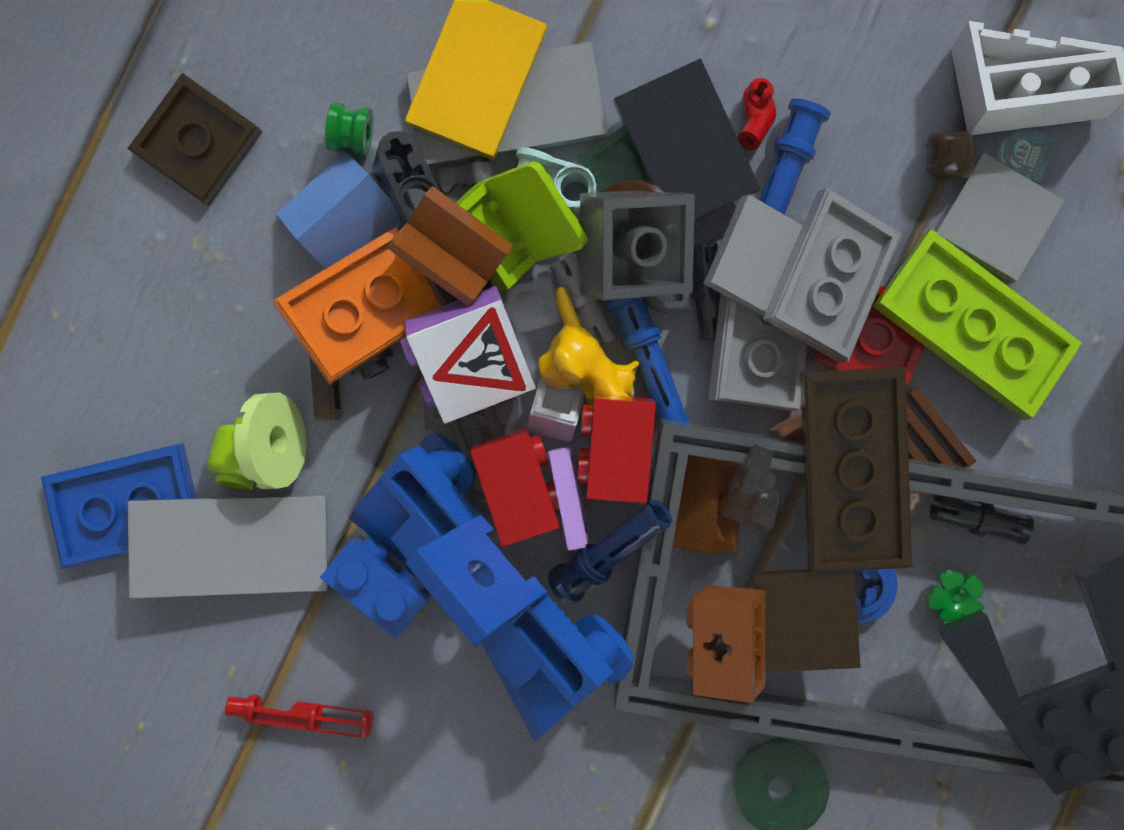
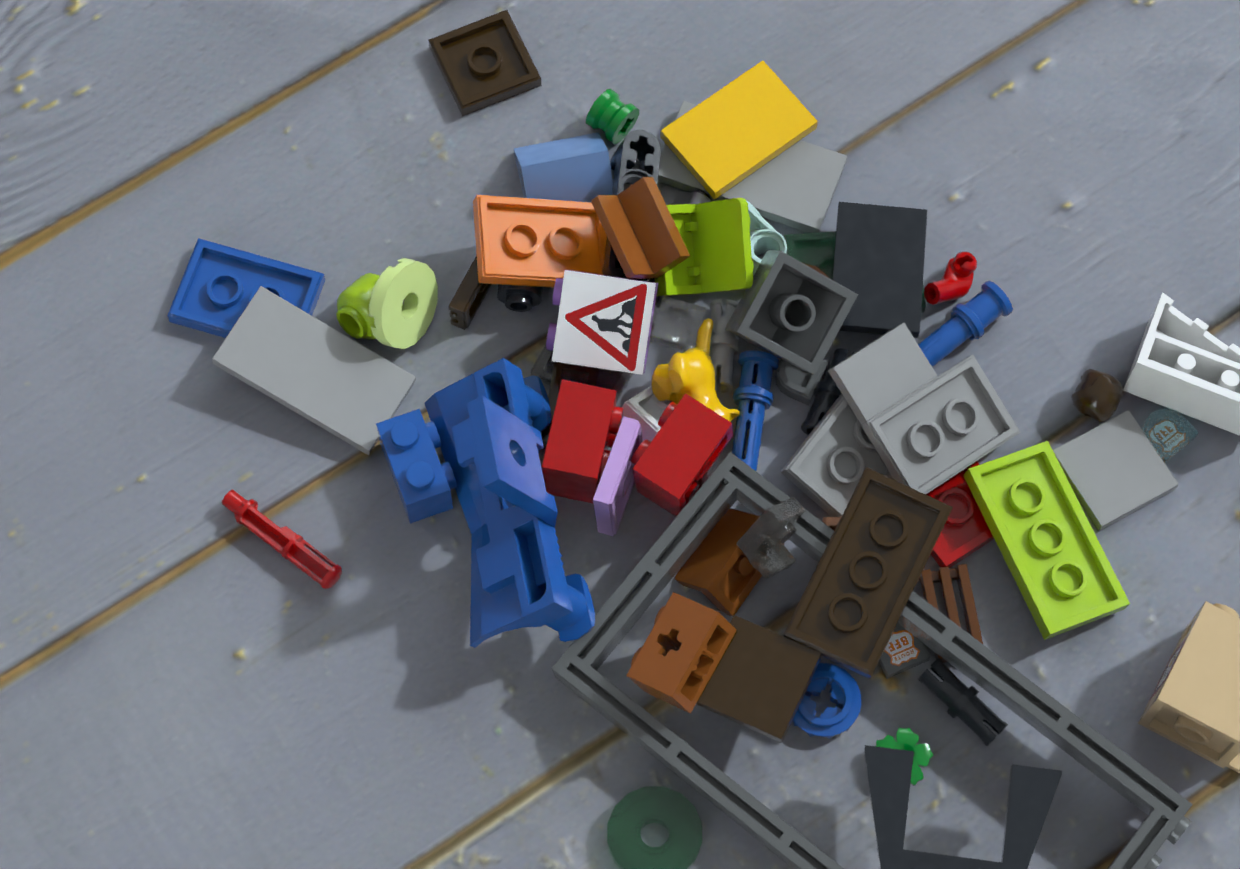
camera: 30 degrees right, 20 degrees down
(596, 561) = (607, 542): dark blue pin -> none

